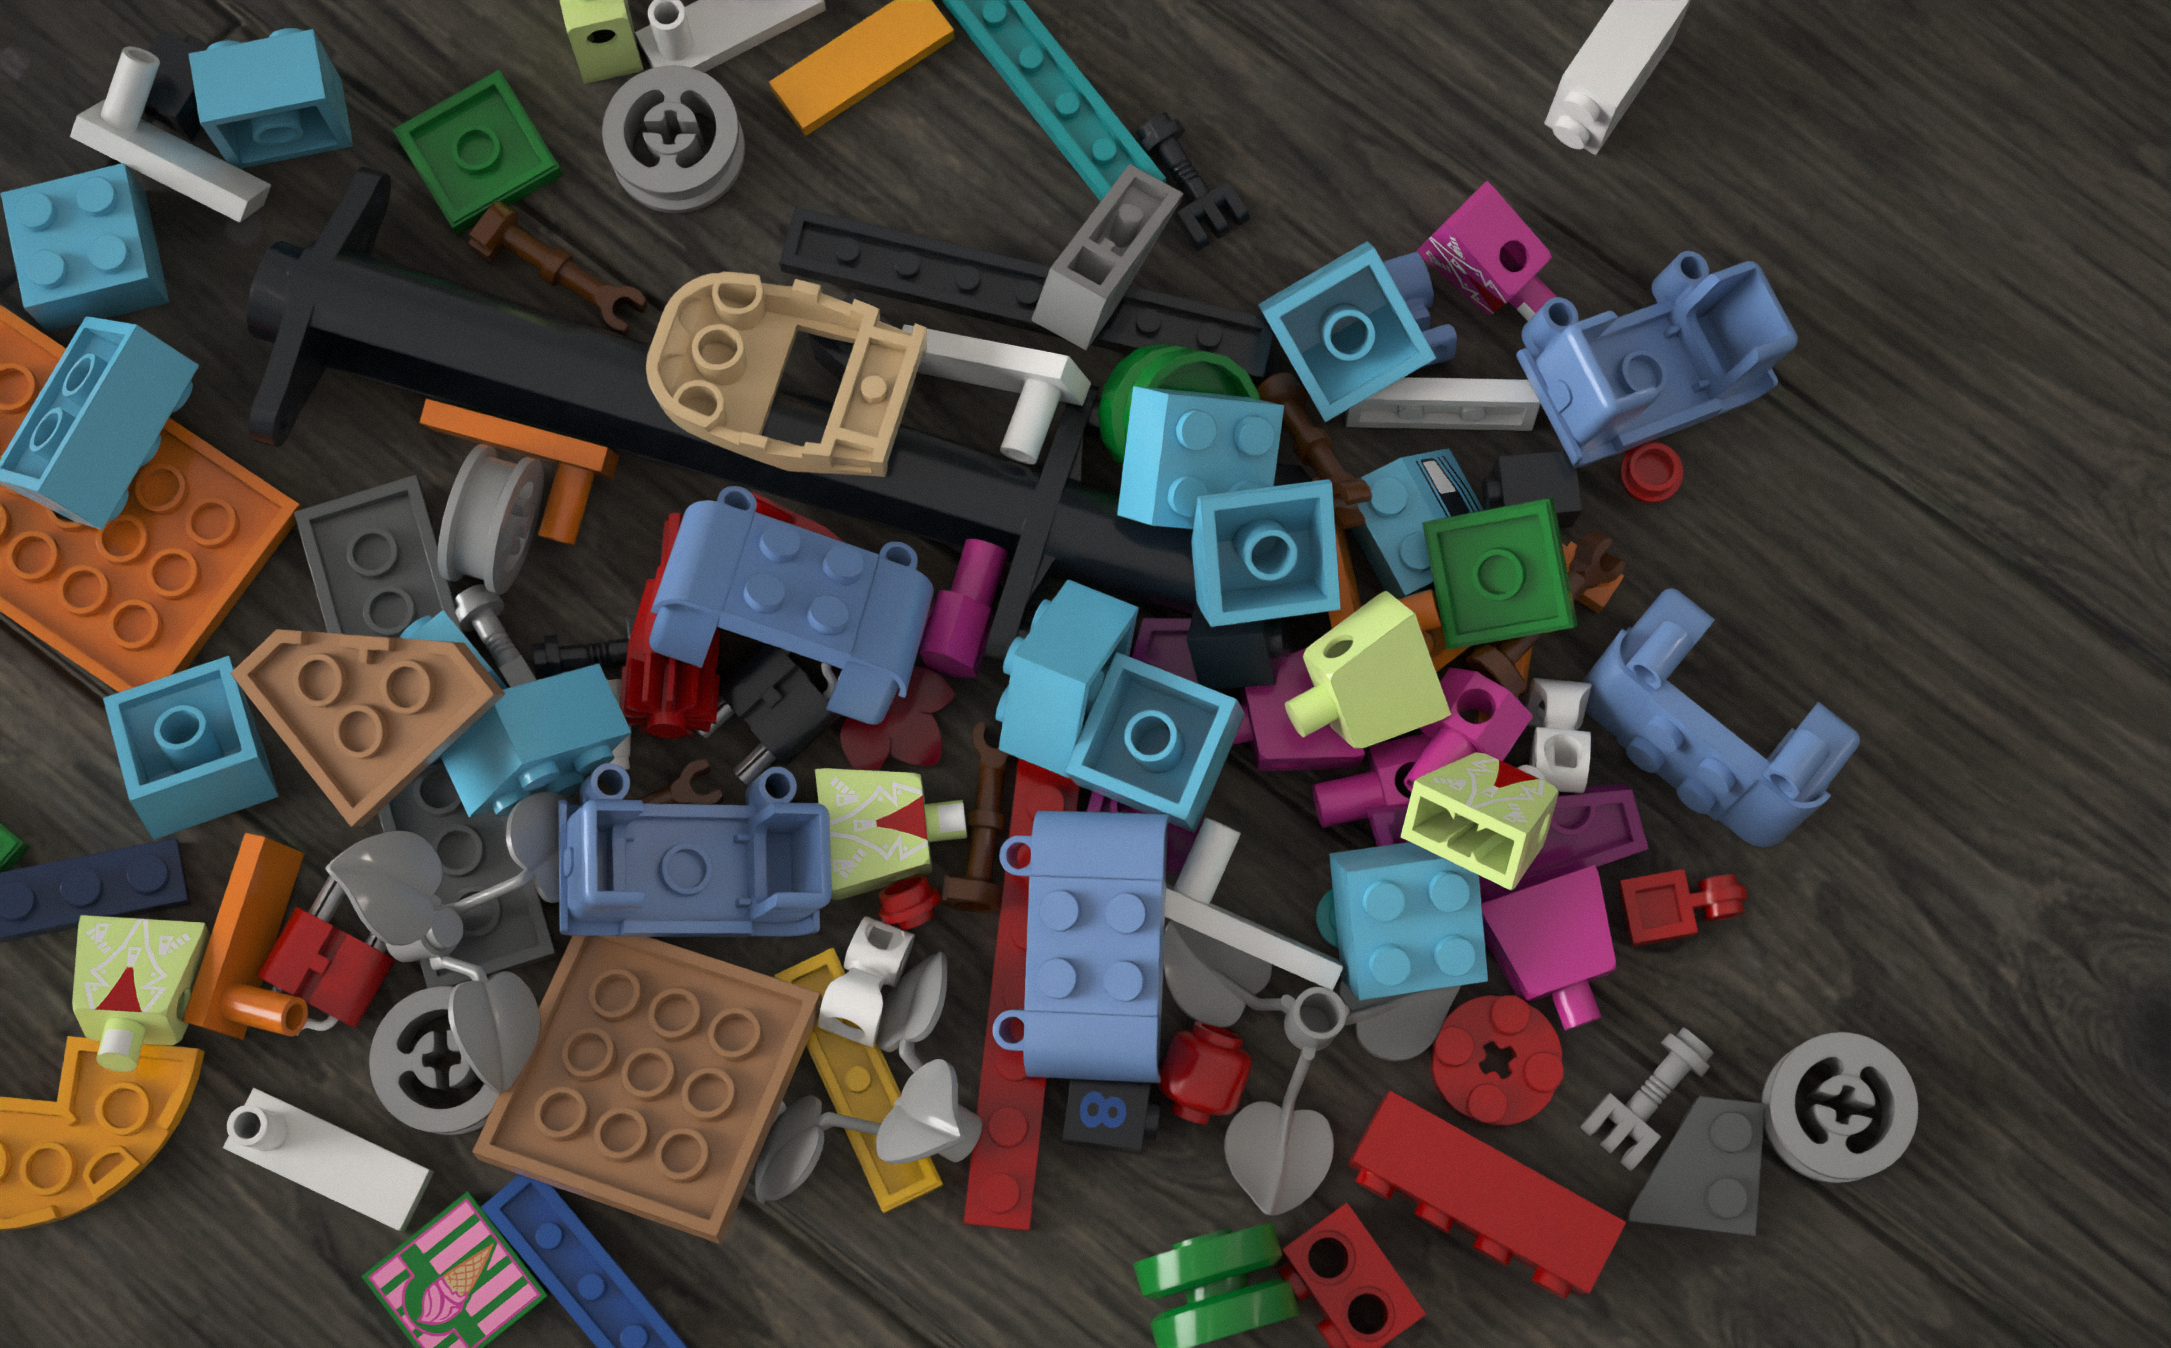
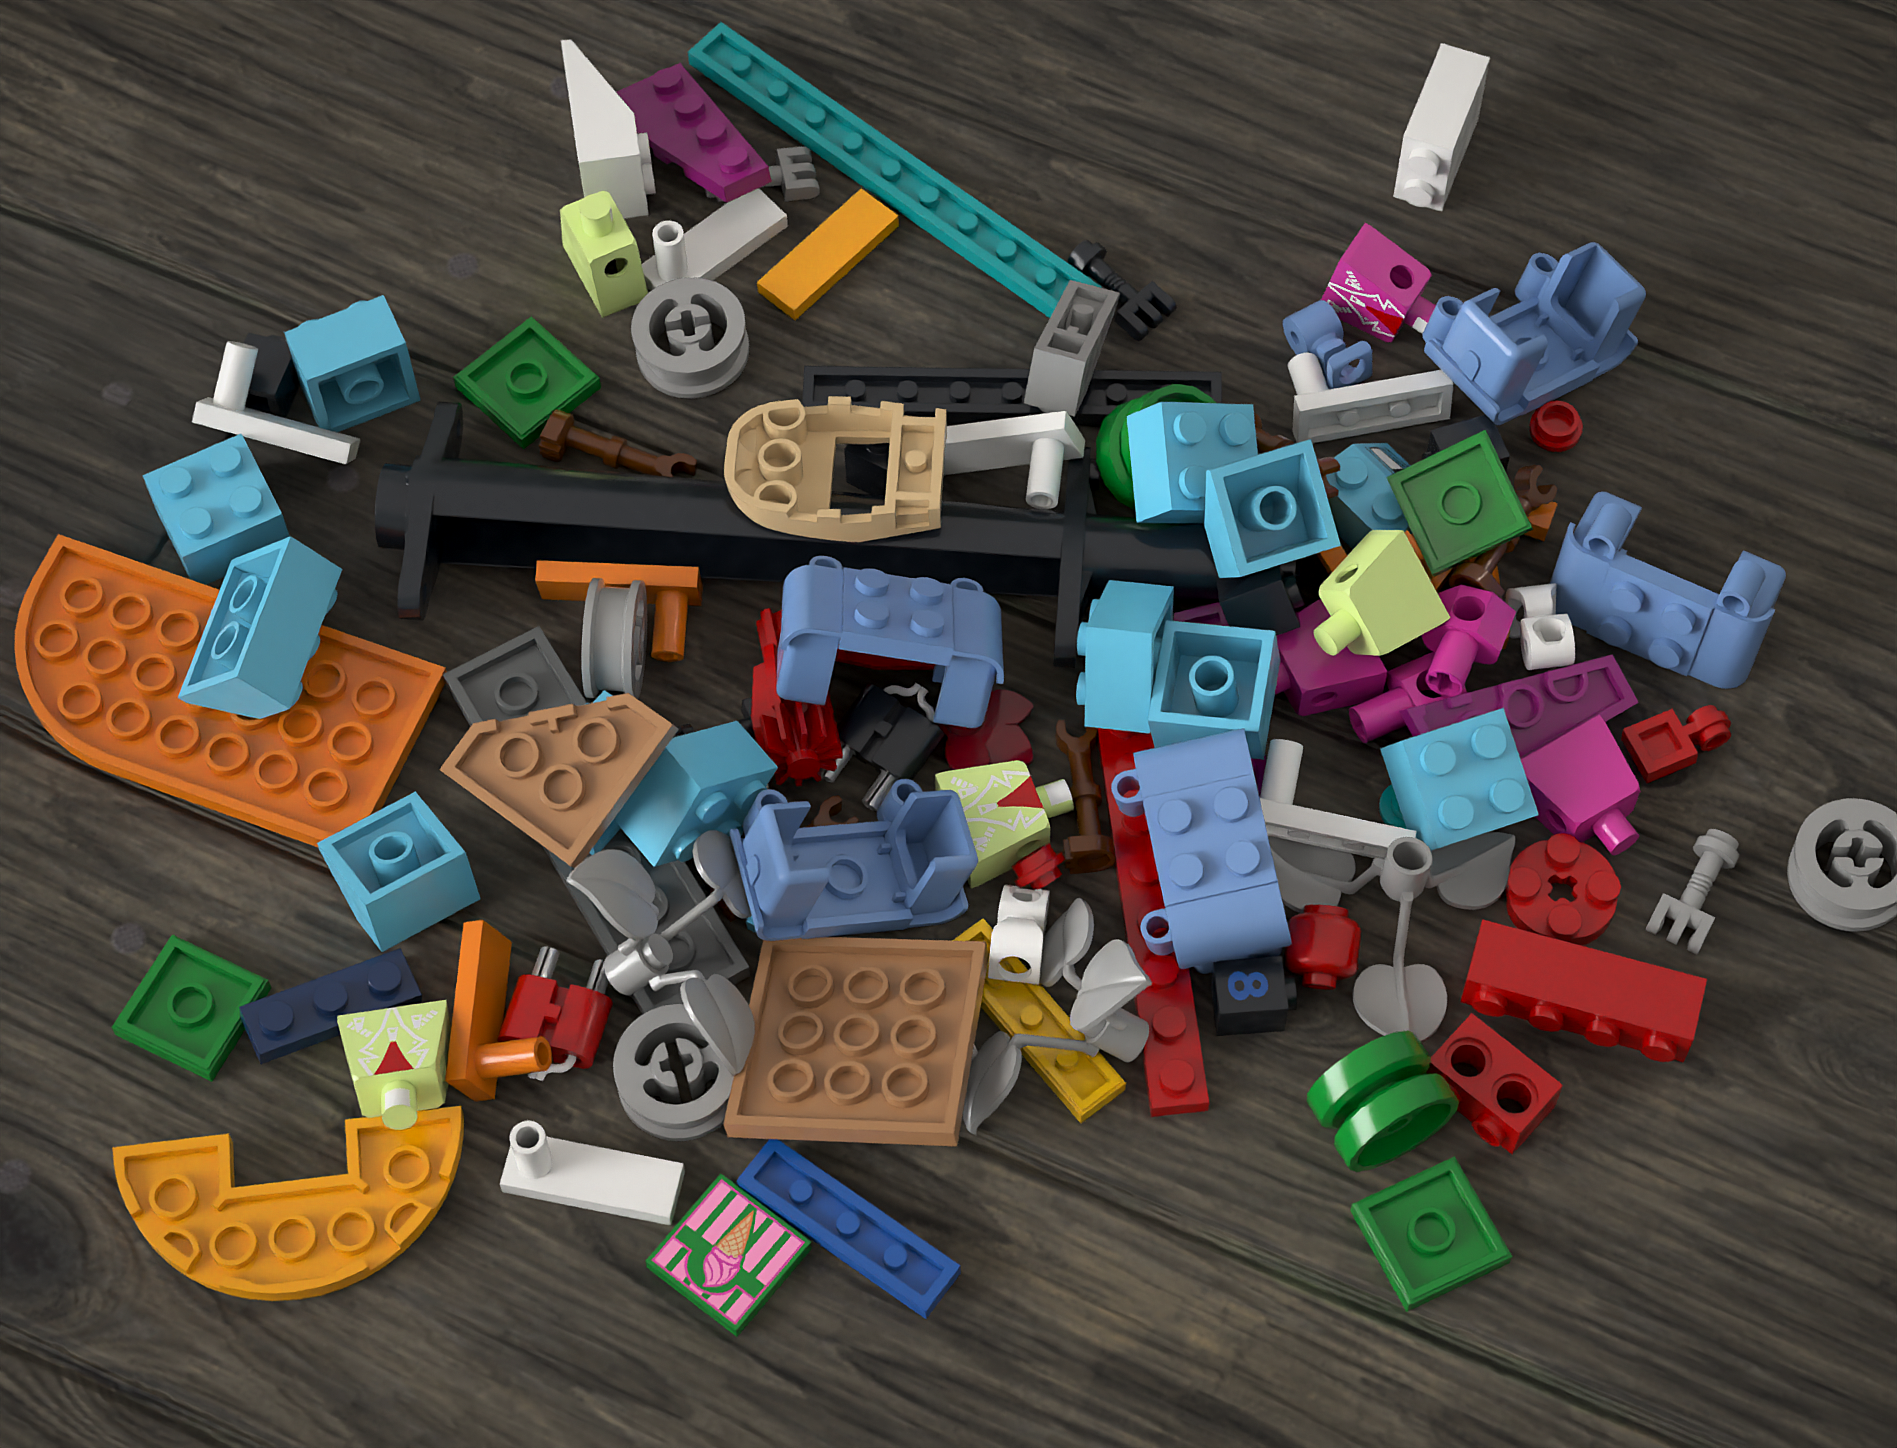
camera: 10 degrees left, 15 degrees down
(963, 617) = (1027, 636): dark pink piece -> none
(1347, 331) = (1283, 358): medium azure slope -> none
(1482, 816) = (1507, 679): yellowish green torso -> none
(1707, 1171) = (1761, 941): dark grey wing -> none

